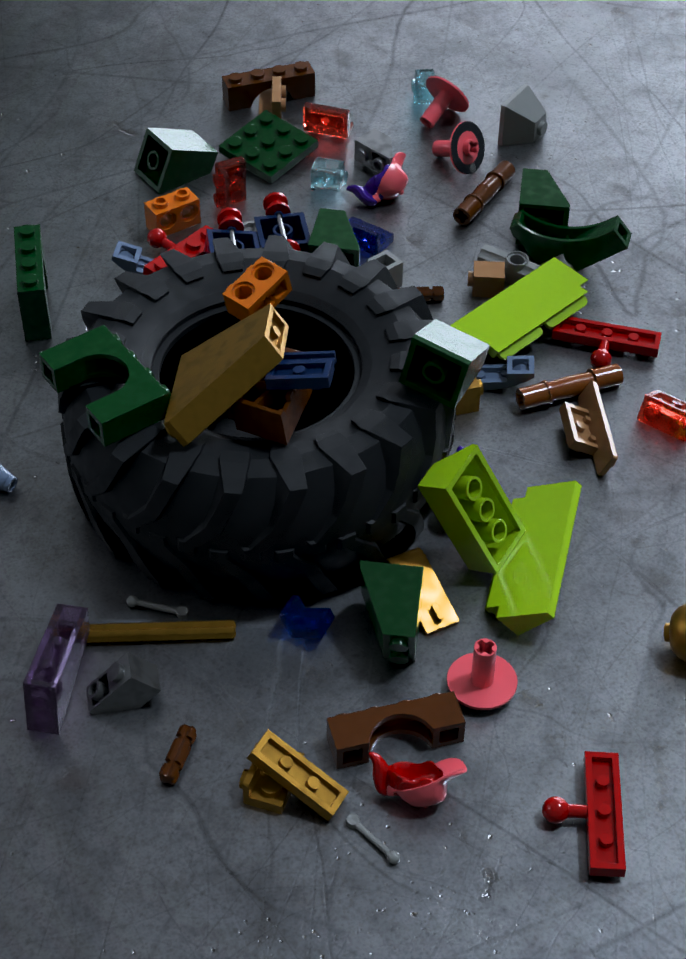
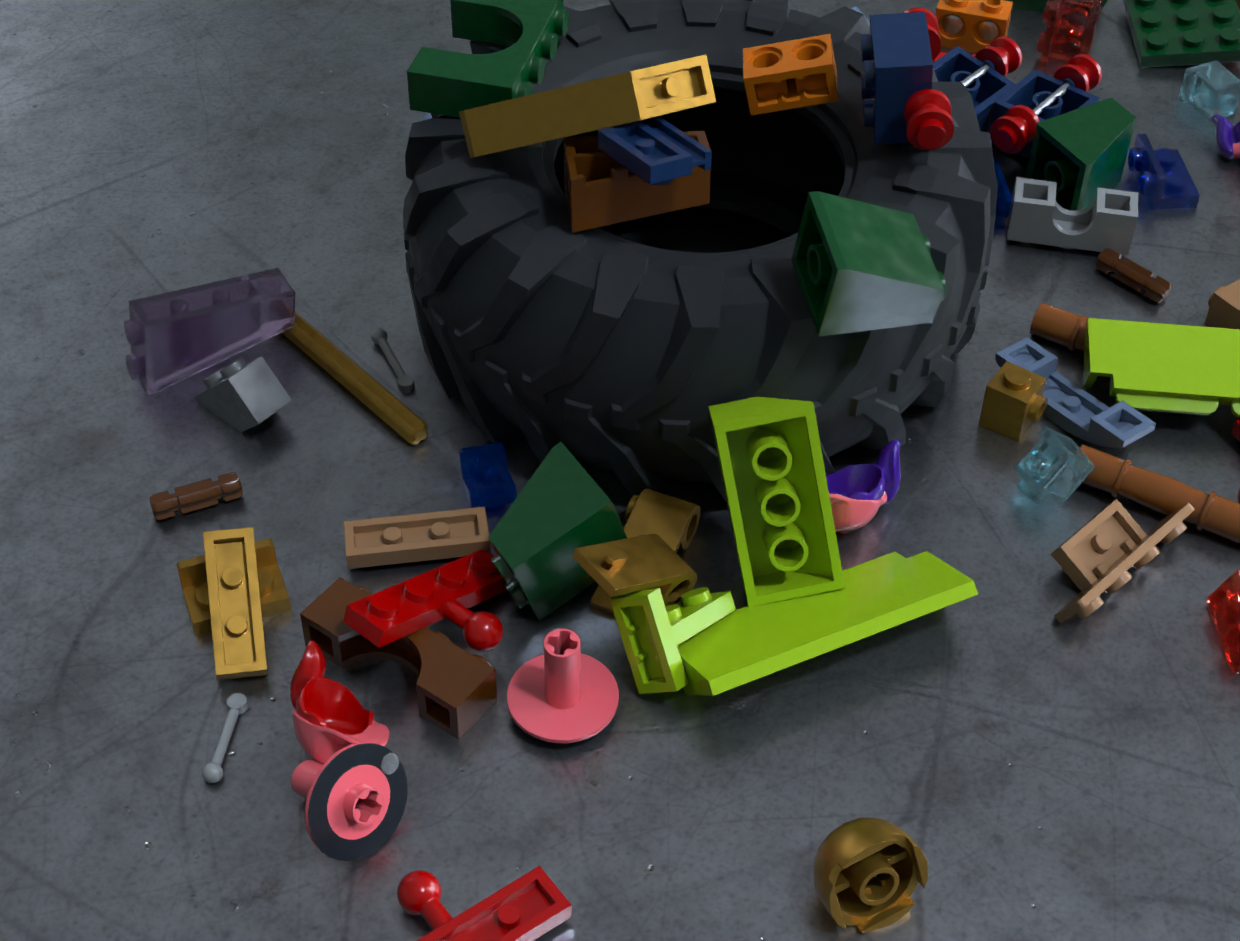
camera: 50 degrees right, 0 degrees up
(314, 674) = (415, 537): none -> medium nougat plate
(333, 256) = (899, 81): none -> dark blue brick
(381, 690) = (431, 598): none -> red plate
(453, 590) = (636, 566): none -> pearl gold door
(486, 798) = (352, 799): none -> piece
(490, 612) = (654, 631): none -> lime bracket
(529, 402) = (1053, 468): none -> clear light blue brick

